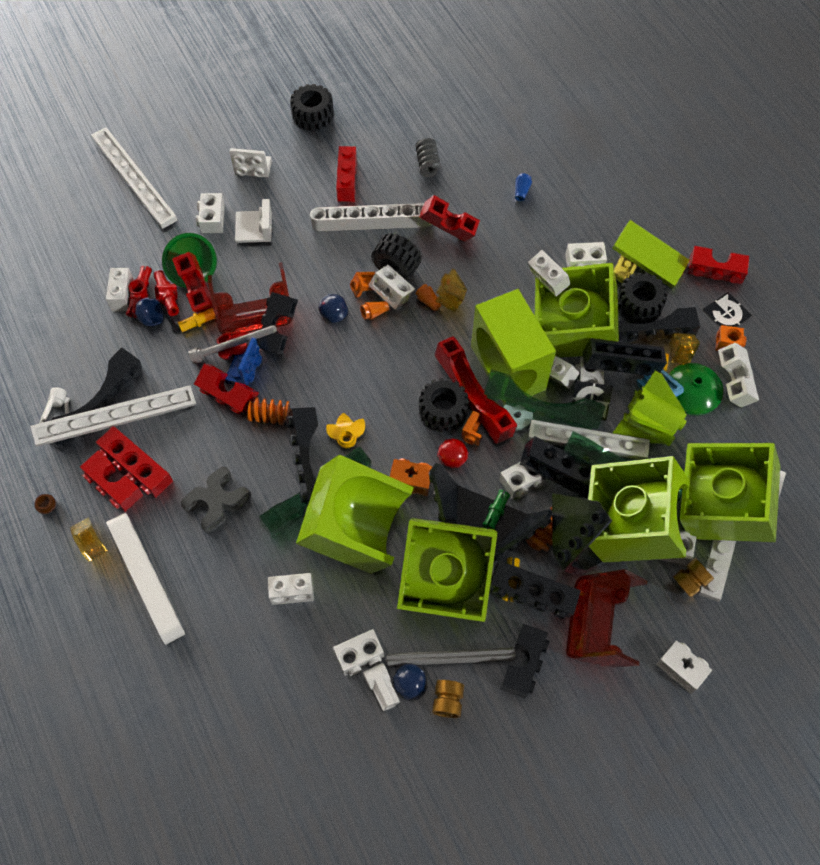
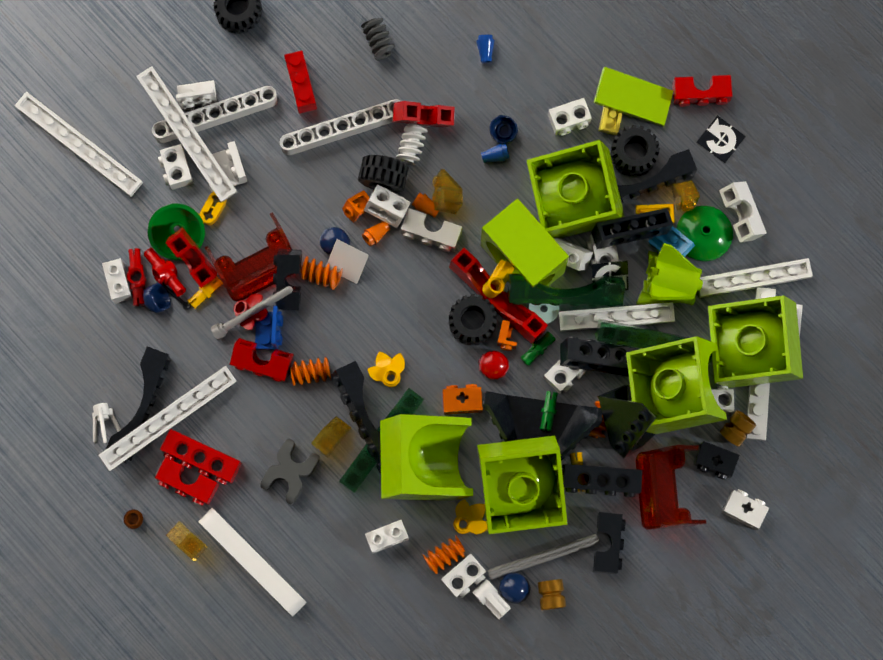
camera: 15 degrees left, 15 degrees up
(229, 185) = (186, 134): none -> white plate
(231, 254) = (209, 204): none -> yellow beam
(262, 181) = (221, 107): none -> white beam
(267, 476) = (330, 436): none -> clear yellow slope
(310, 330) = (321, 274): none -> orange piece
(338, 325) = (349, 259): none -> white sticker
(345, 624) = (444, 555): none -> orange piece
(386, 593) = (472, 516): none -> yellow plate
(432, 243) = (410, 144): none -> white piece
(437, 328) = (445, 238): none -> white arch
(478, 373) = (498, 279): none -> yellow piece
(501, 449) = (538, 348): none -> green pin
(508, 271) = (496, 154): none -> blue cone
(520, 251) = (503, 129): none -> dark blue hair
(549, 273) = (541, 165): white brick -> none
(673, 608) = (726, 458): none -> black brick
(726, 333) = (721, 176): orange brick -> none
(784, 442) = (755, 277): none -> white plate

